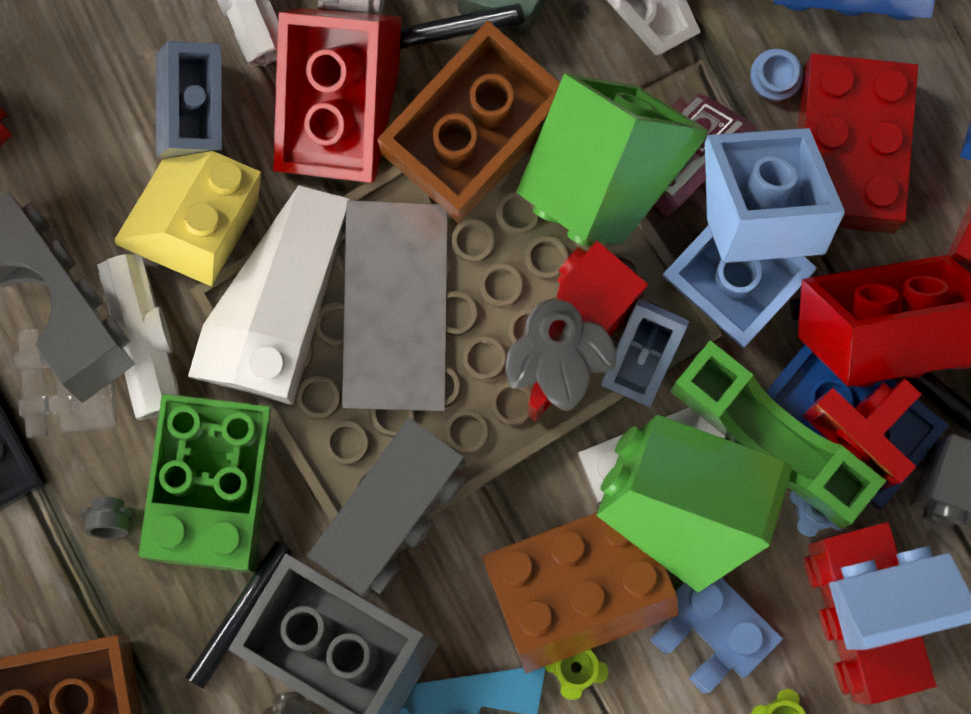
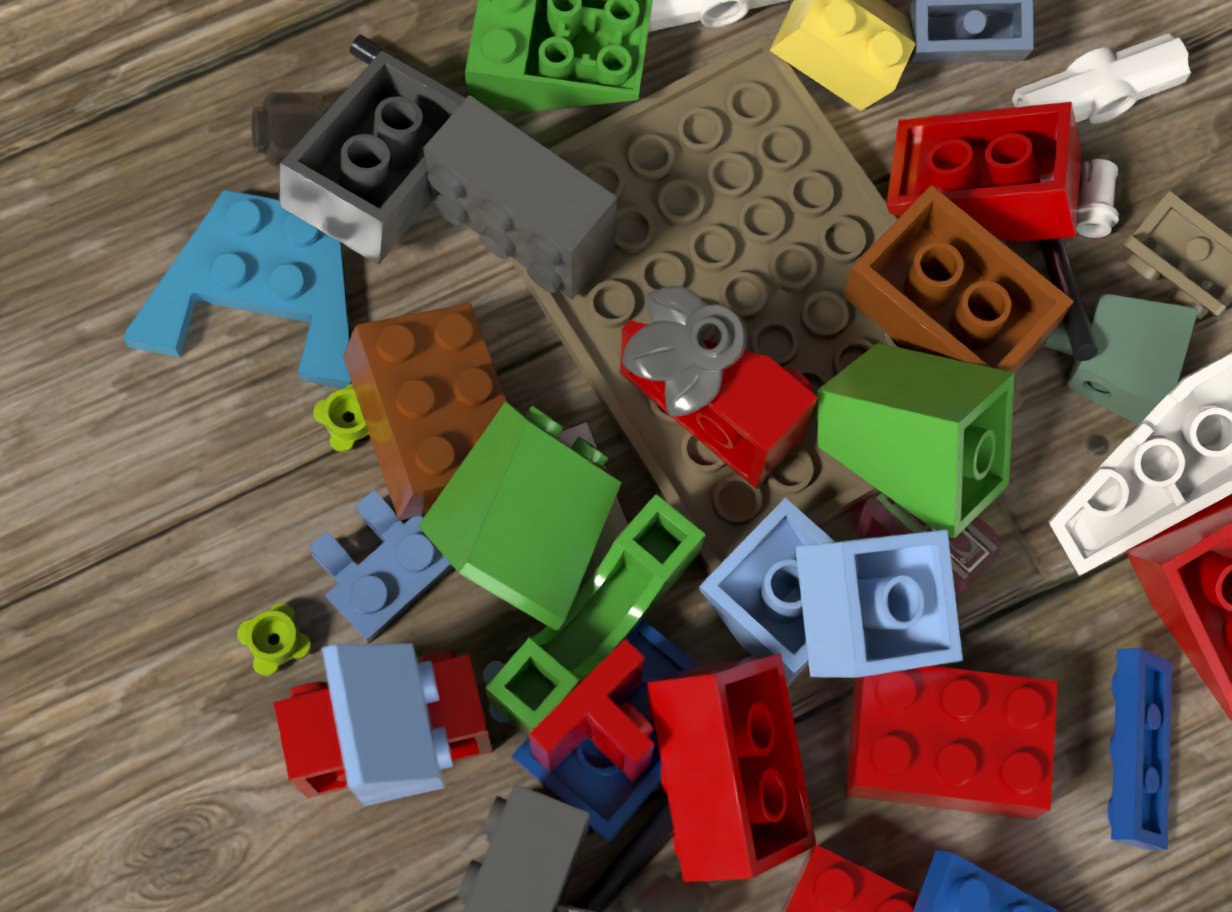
camera: 85 degrees right, 10 degrees down
(270, 310) = (739, 105): white wedge -> none
(395, 306) = (748, 227): flat silver sticker -> none
(645, 352) = (697, 480): sand blue slope -> none
(776, 75) = (1032, 655): light blue plate -> none

